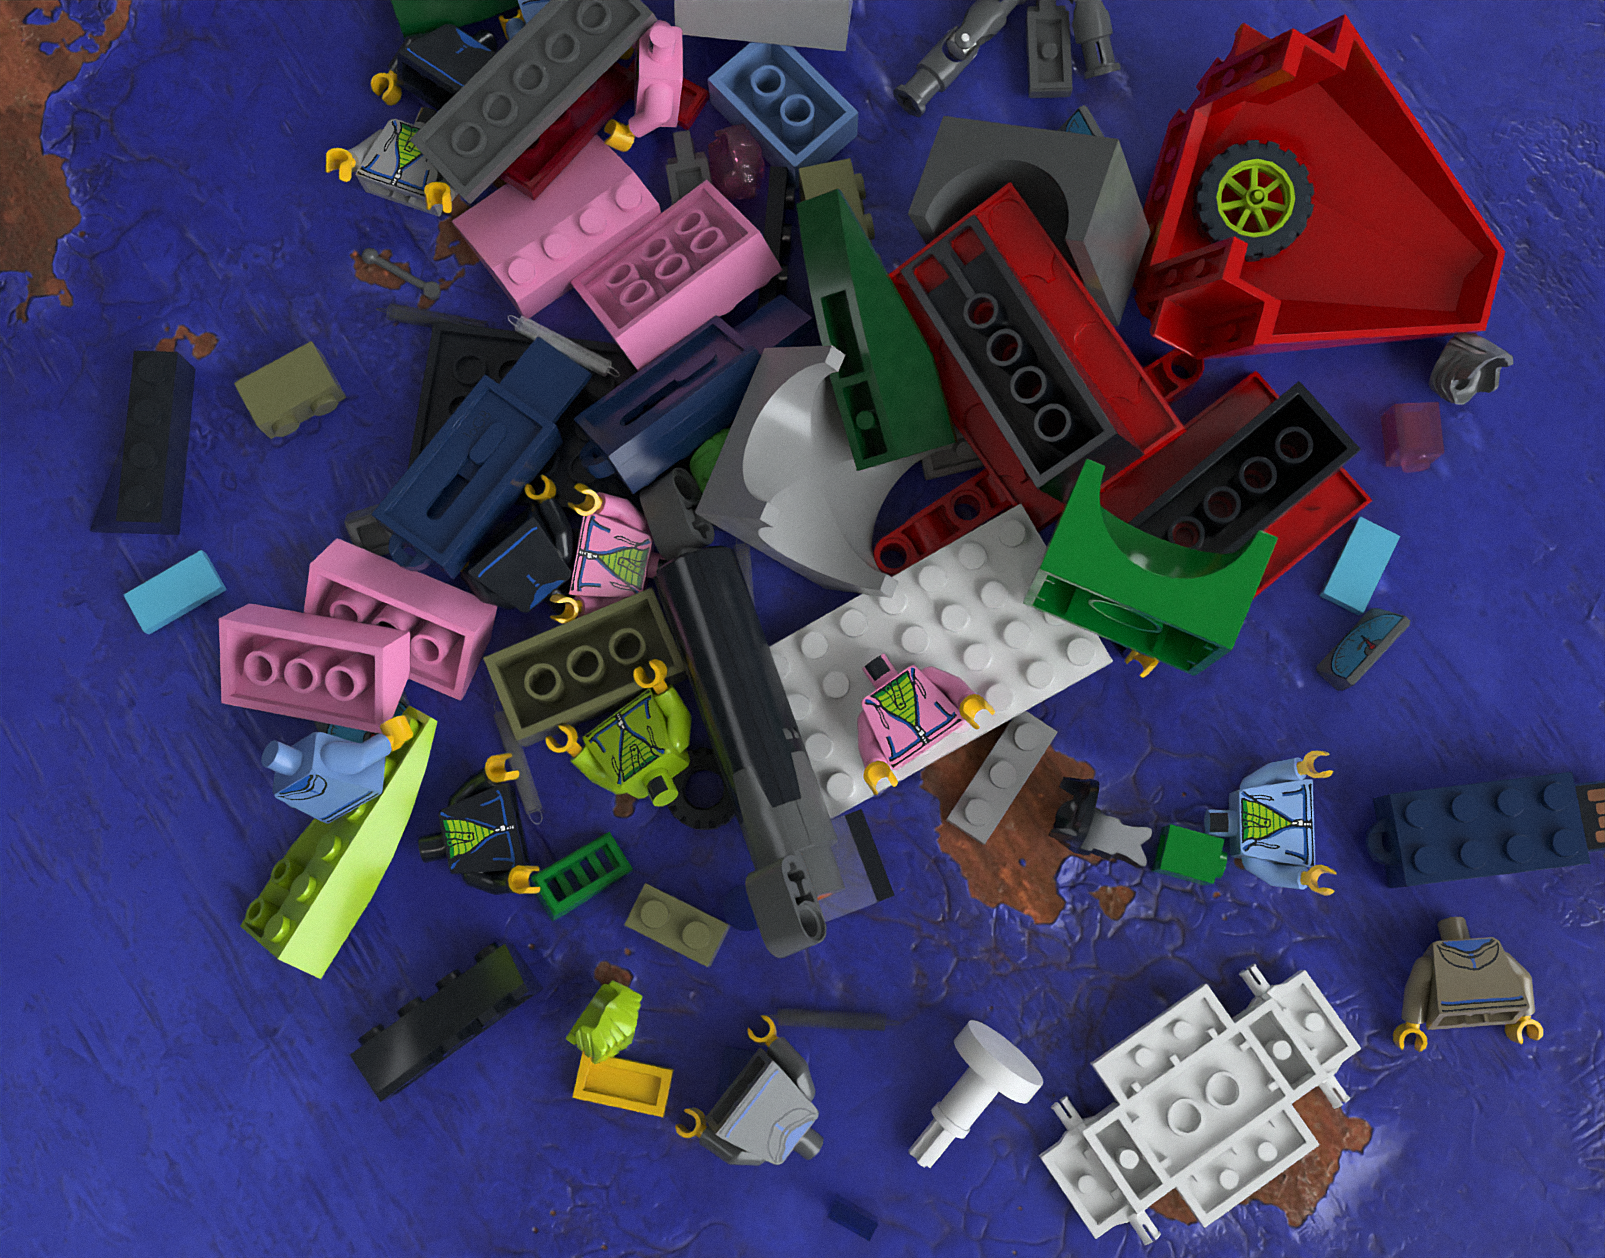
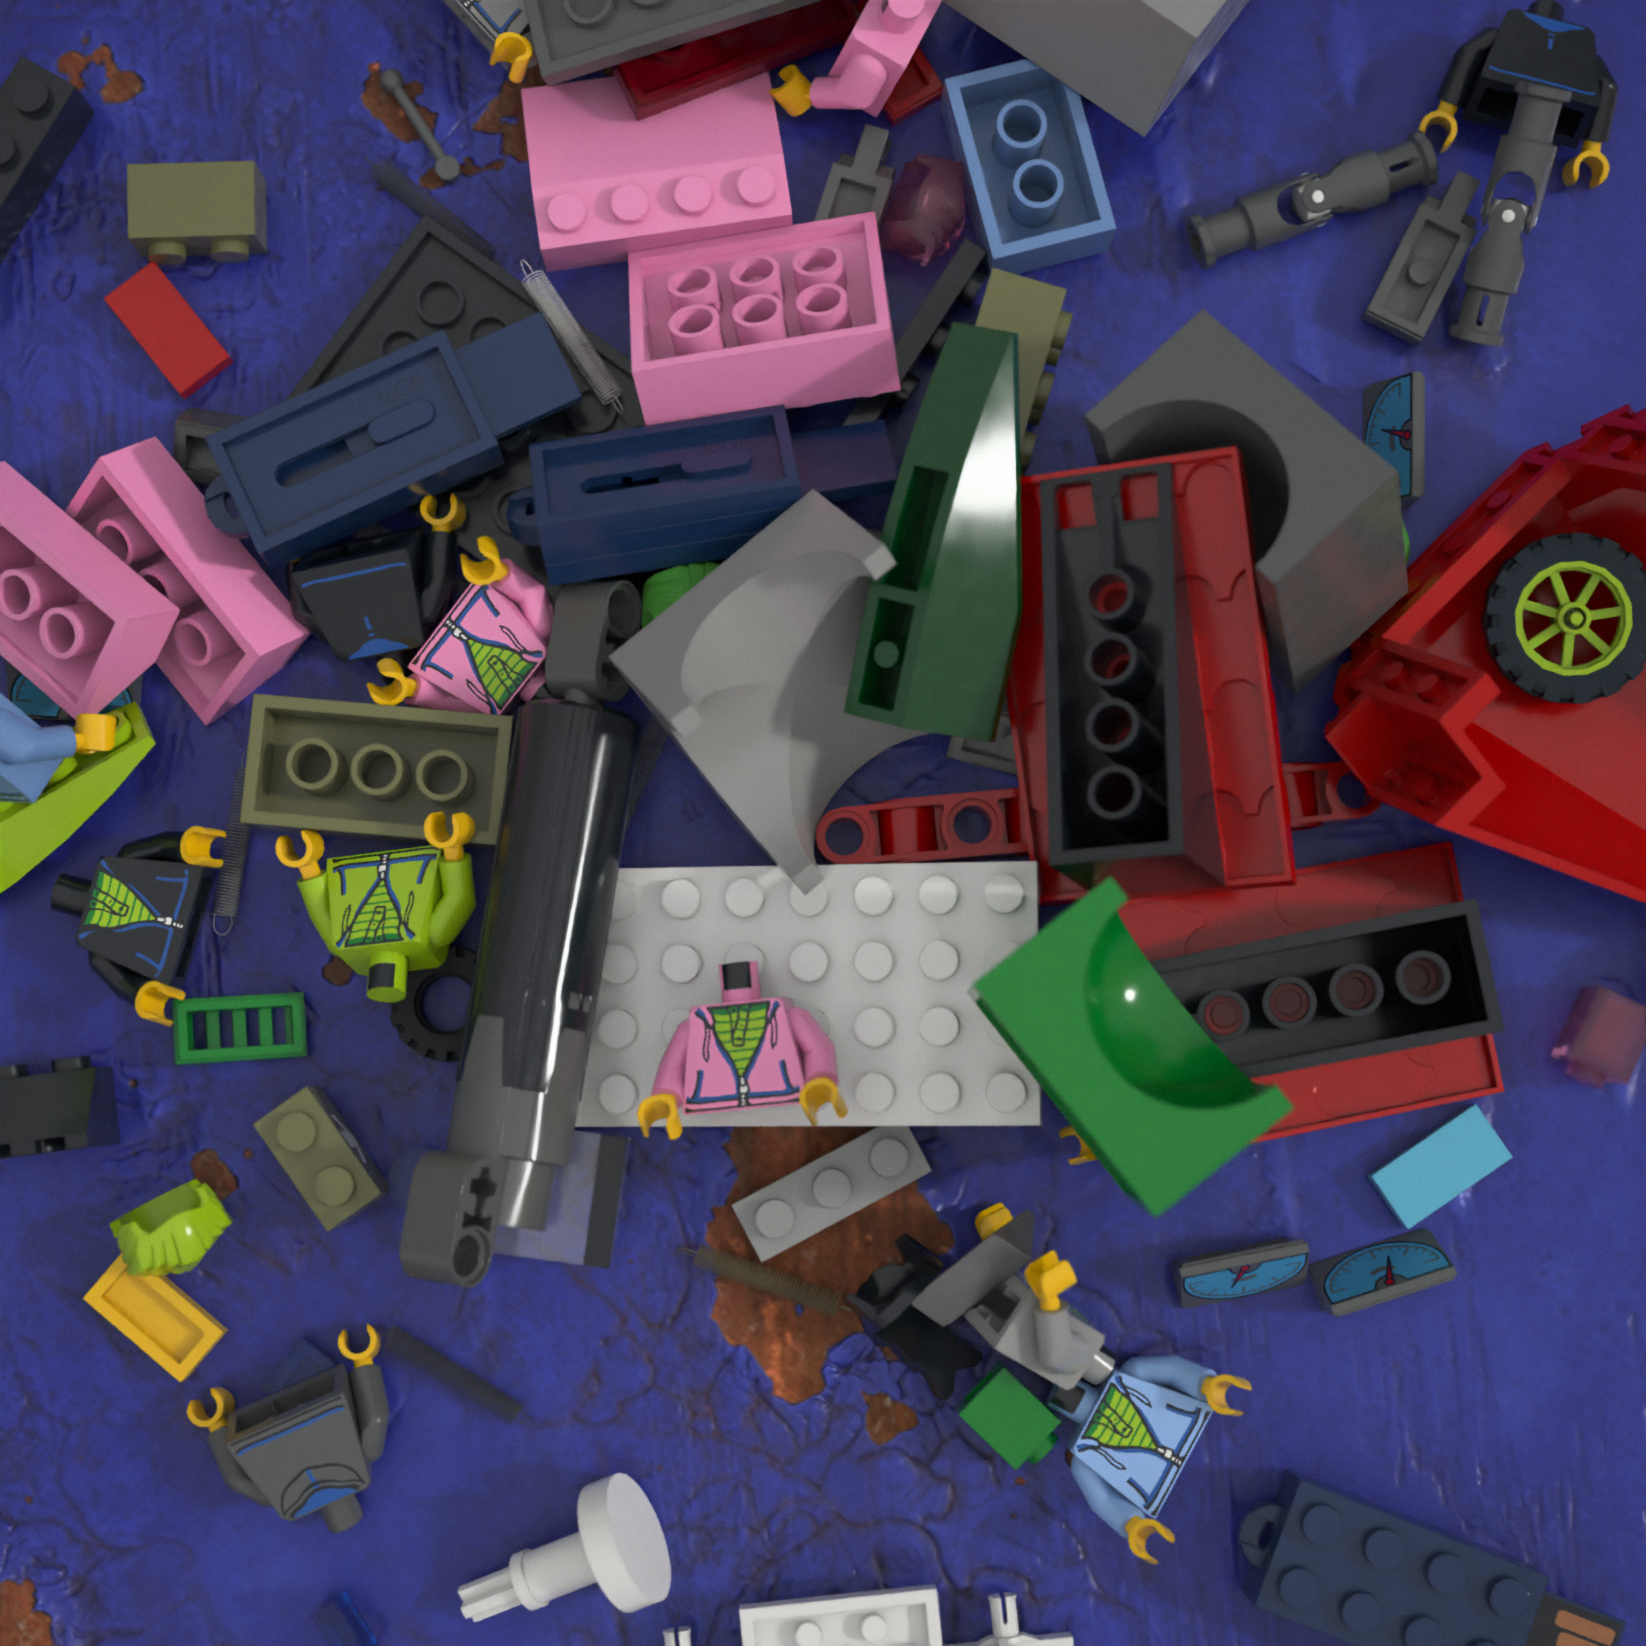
camera: 20 degrees right, 5 degrees up
(310, 473) = (168, 330): none -> red tile
(1036, 844) = (766, 1282): none -> dark tan piece
(1123, 773) = (979, 1271): none -> flat silver slope
(1168, 785) = (1036, 1325): none -> light grey torso
(1278, 692) = (1240, 1271): none -> slope

